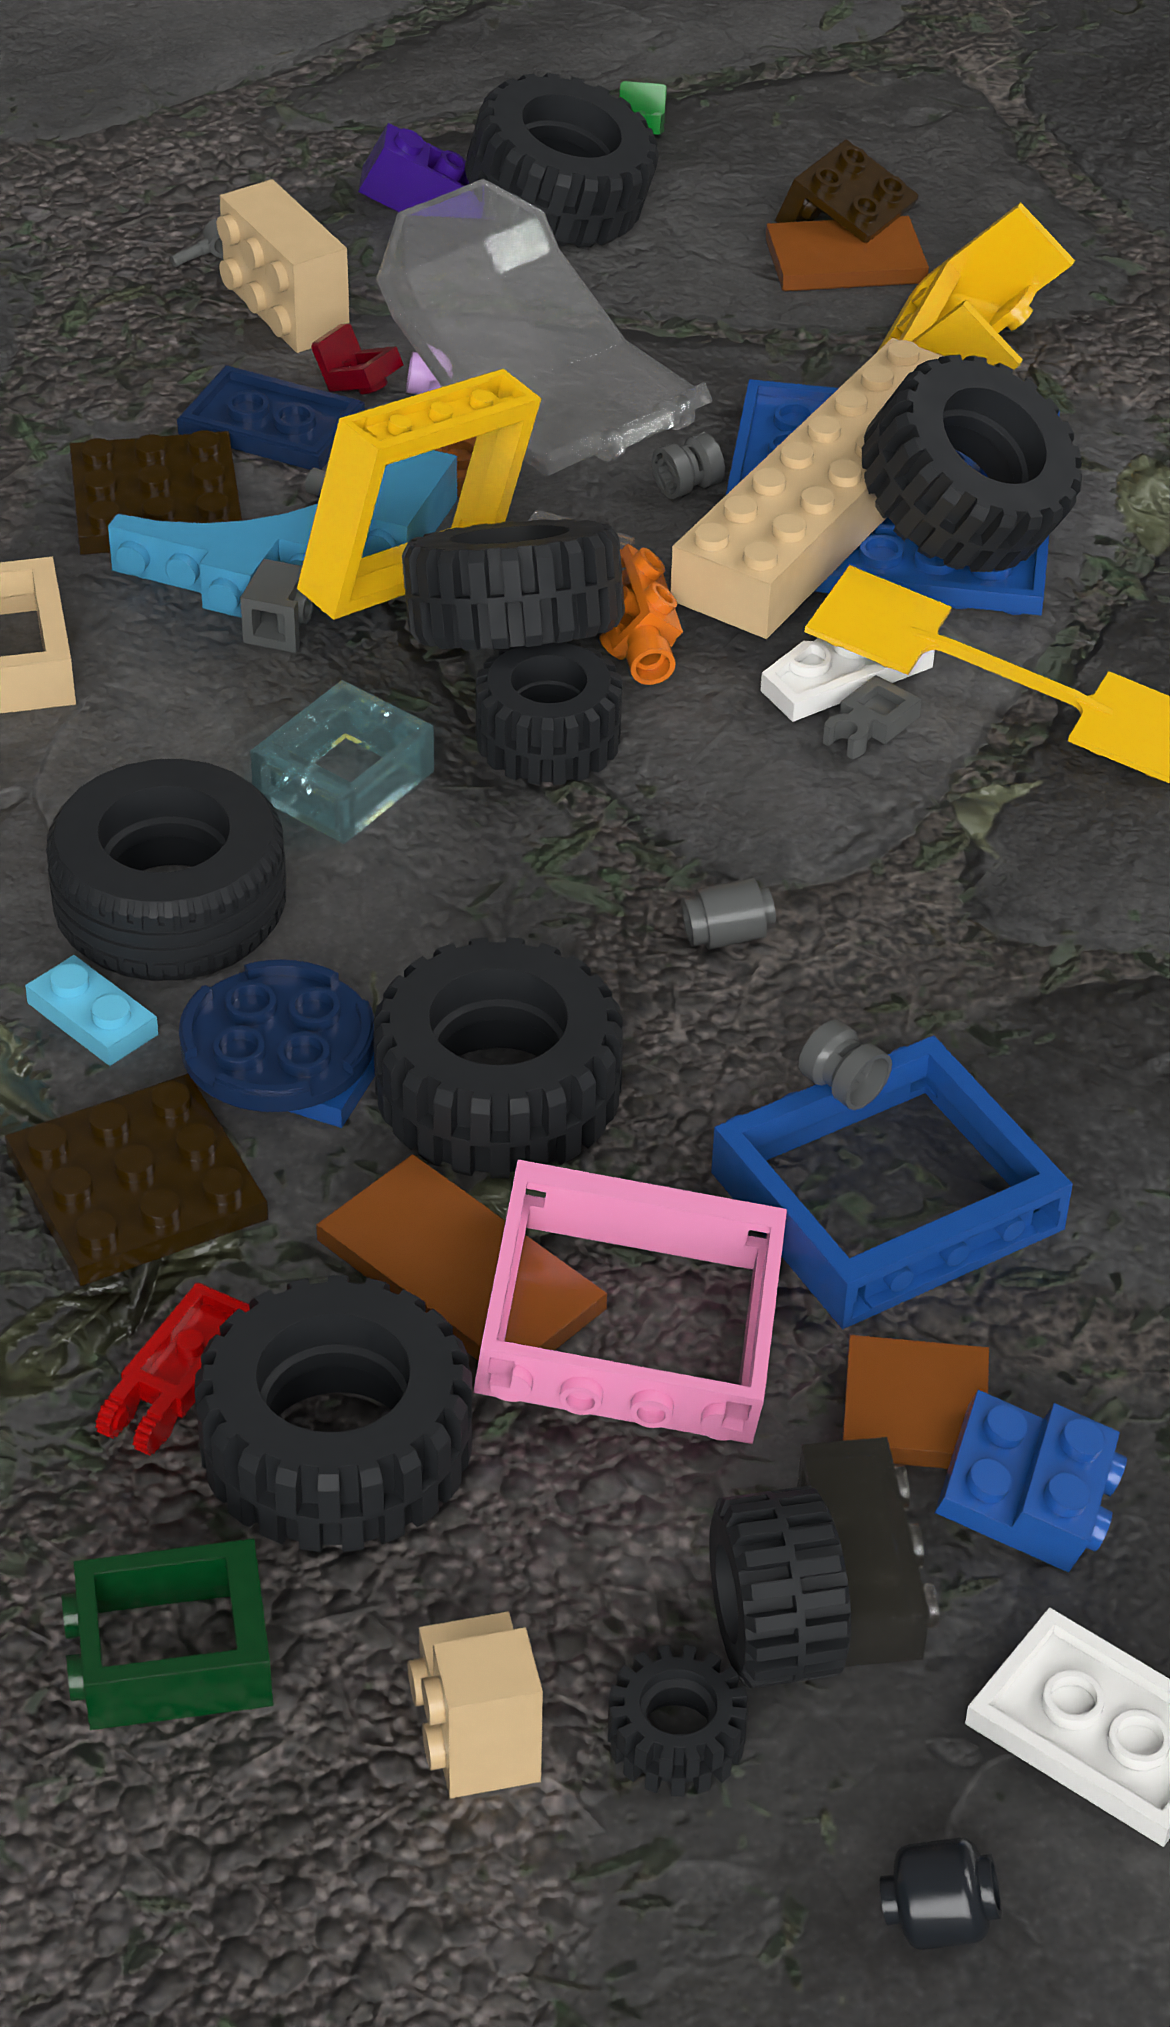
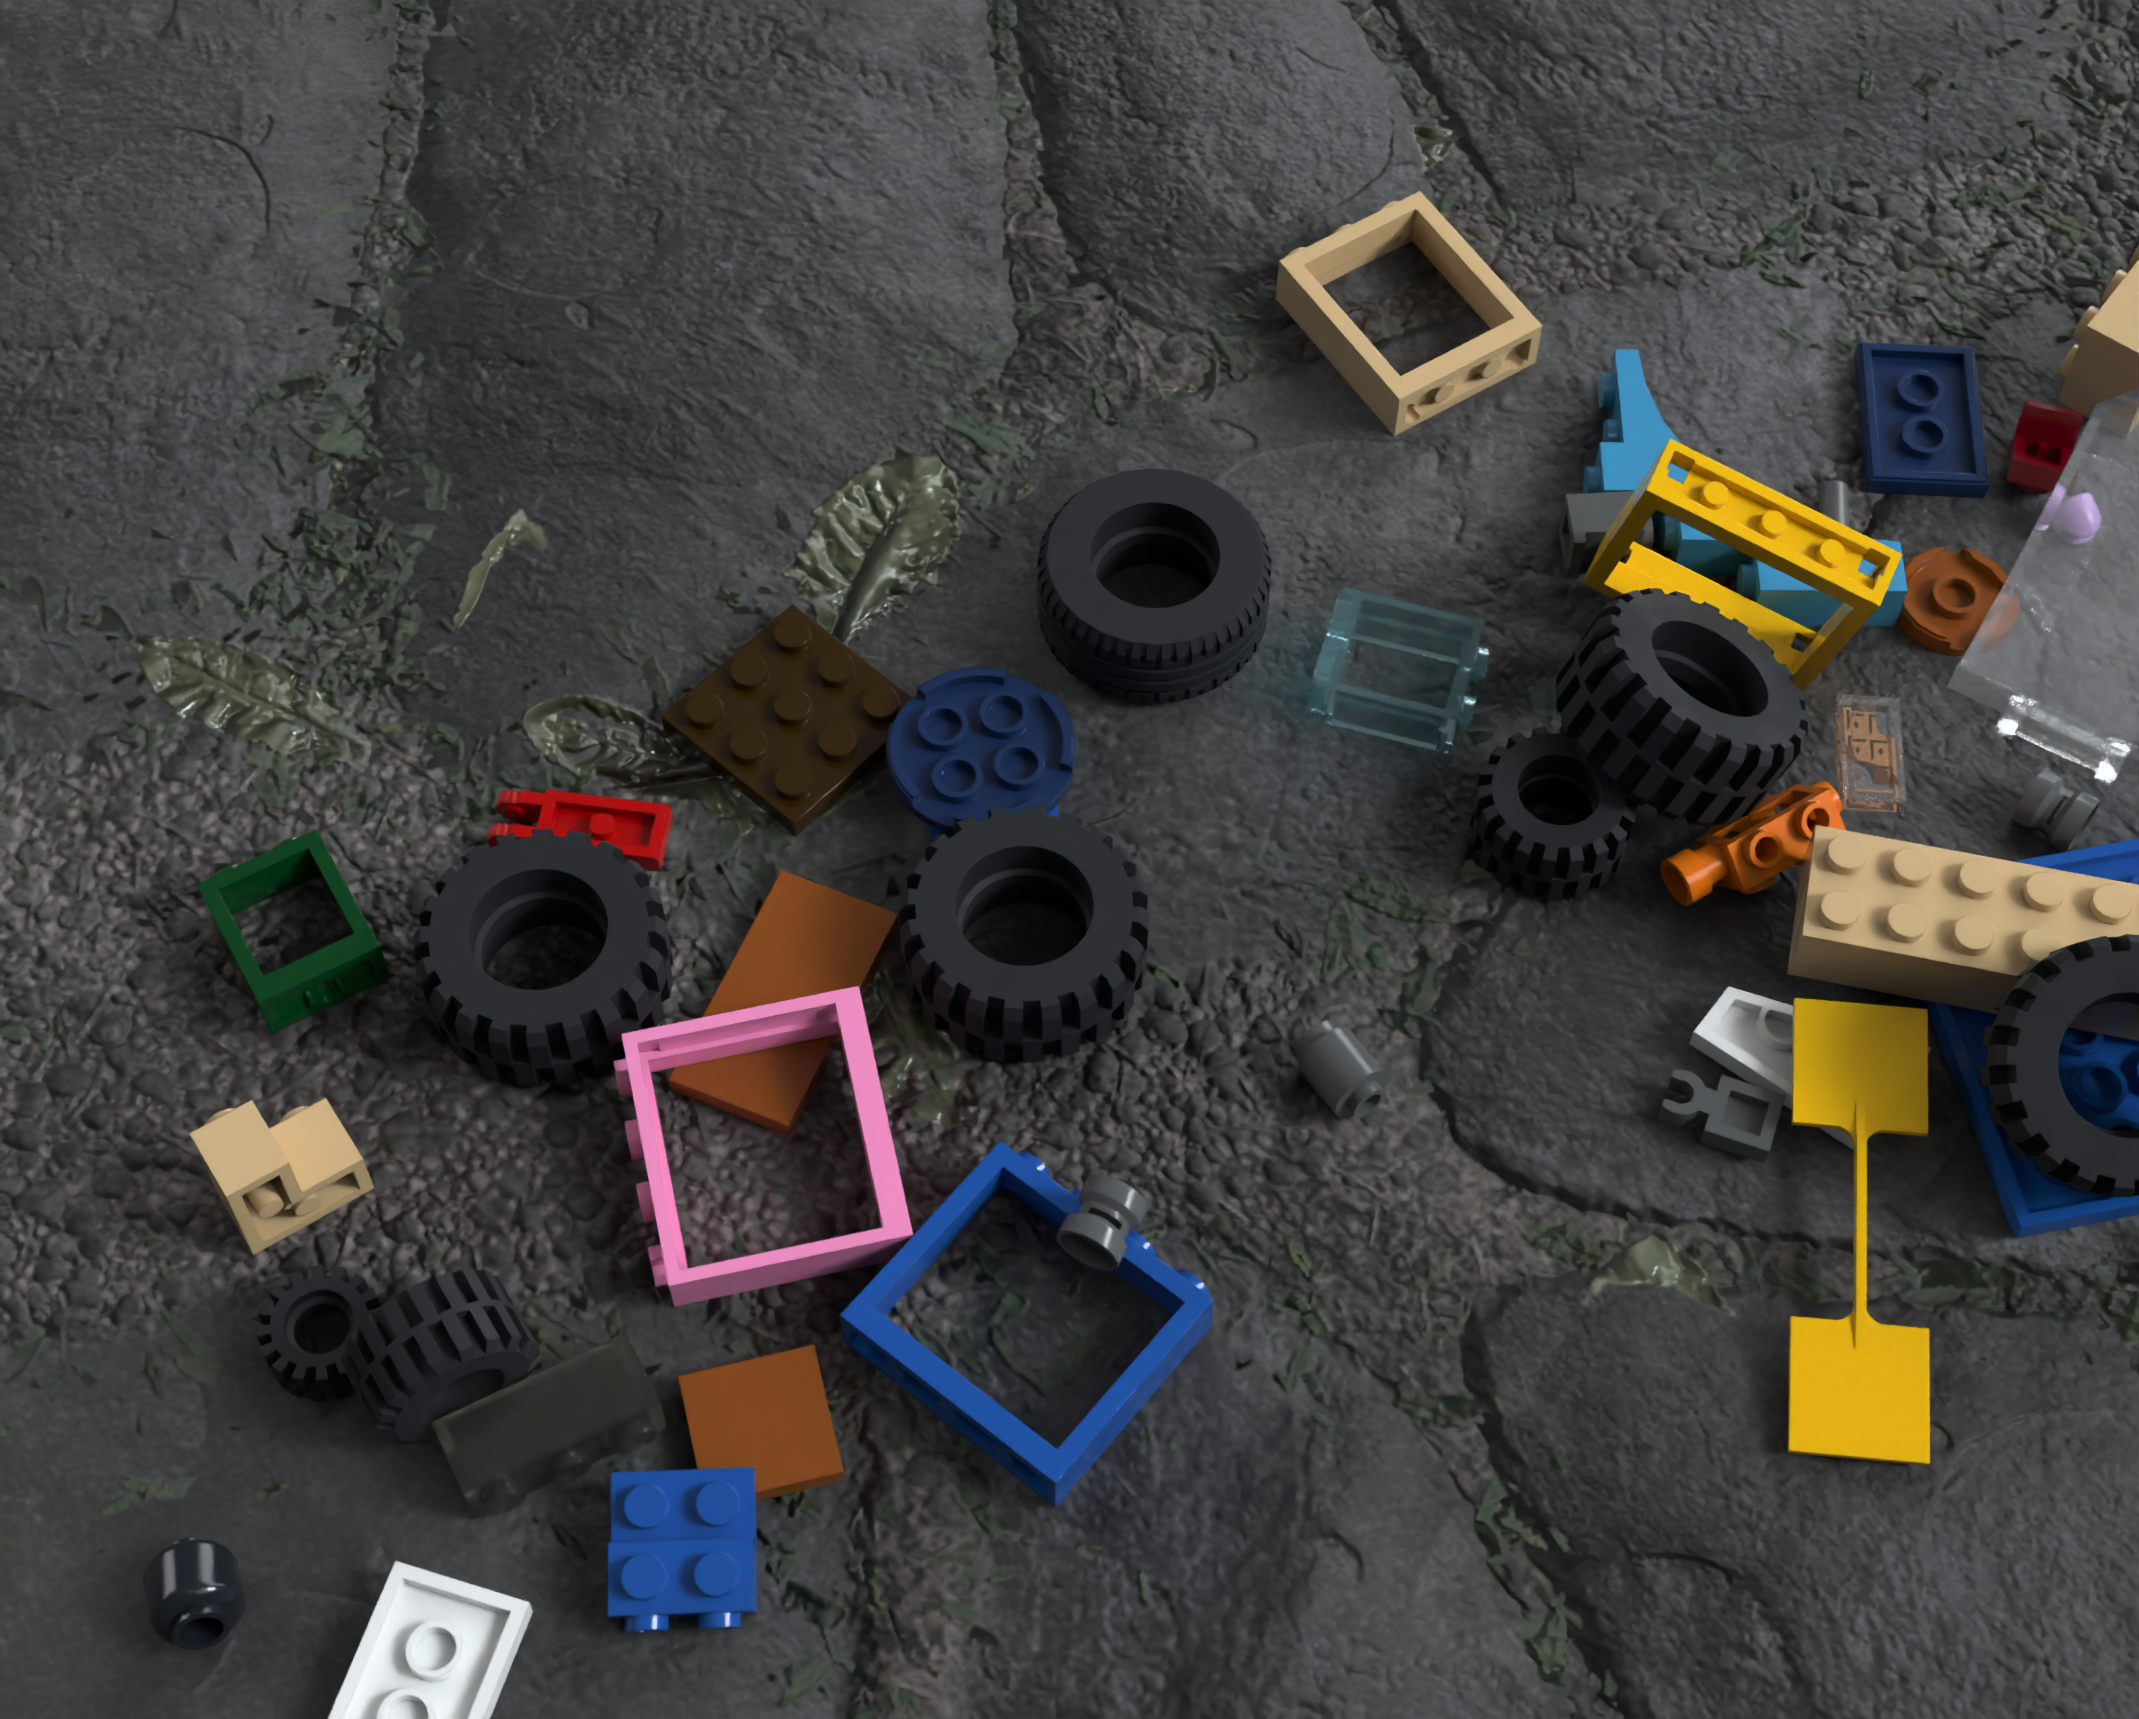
camera: 70 degrees right, 15 degrees up
(92, 1010) = (982, 607): medium azure plate -> none
(152, 479) = (1740, 371): dark brown plate -> none

